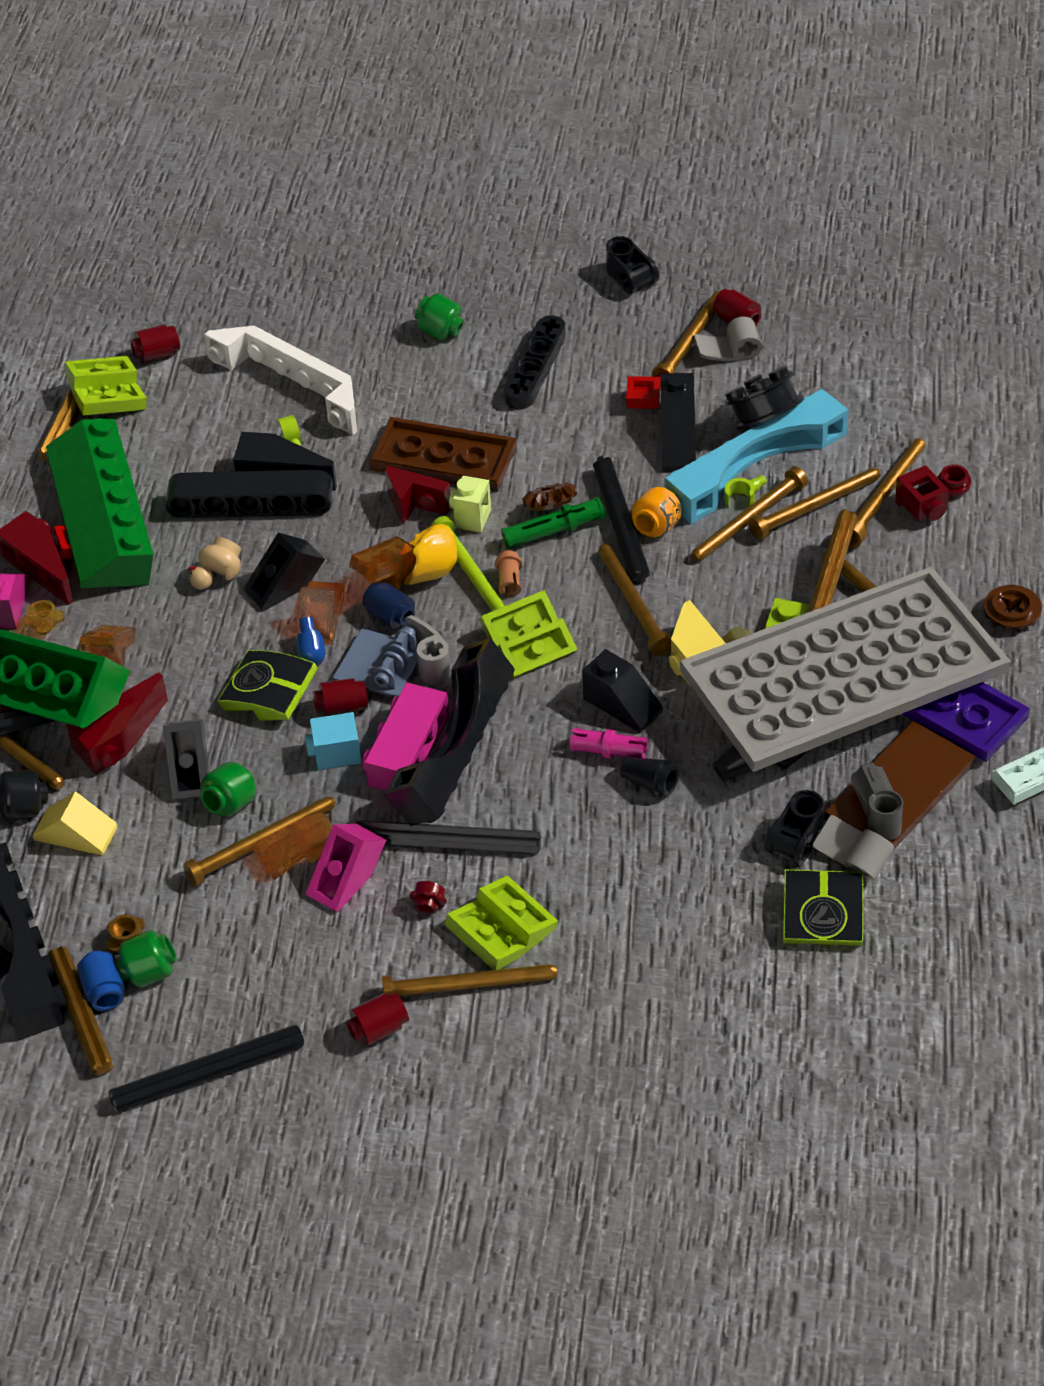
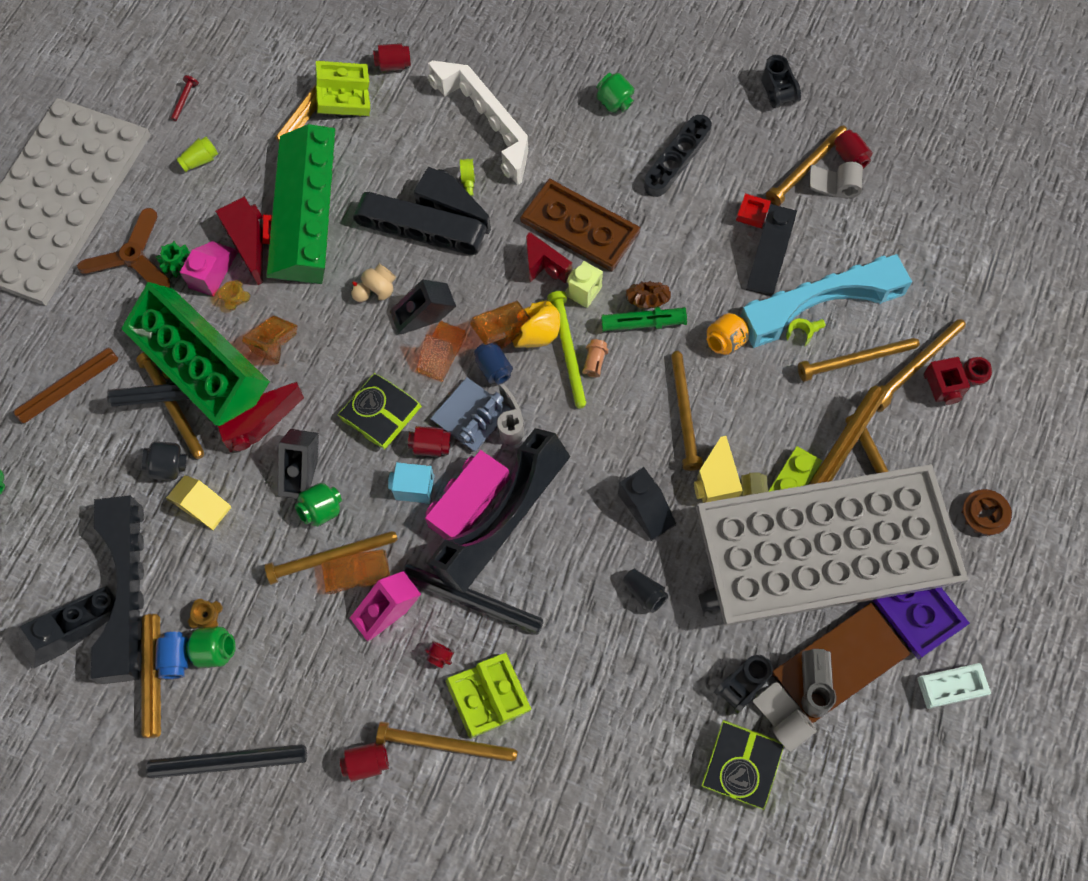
camera: 15 degrees right, 20 degrees up
(310, 642) = (422, 382): blue cylinder -> none
(529, 633) = (592, 422): lime slope -> none
(608, 743) = (622, 549): dark pink pin -> none
(621, 519) = (698, 330): black axle -> none
(763, 398) = (846, 252): black wheel -> none
(794, 479) = (847, 332): pearl gold bar -> none

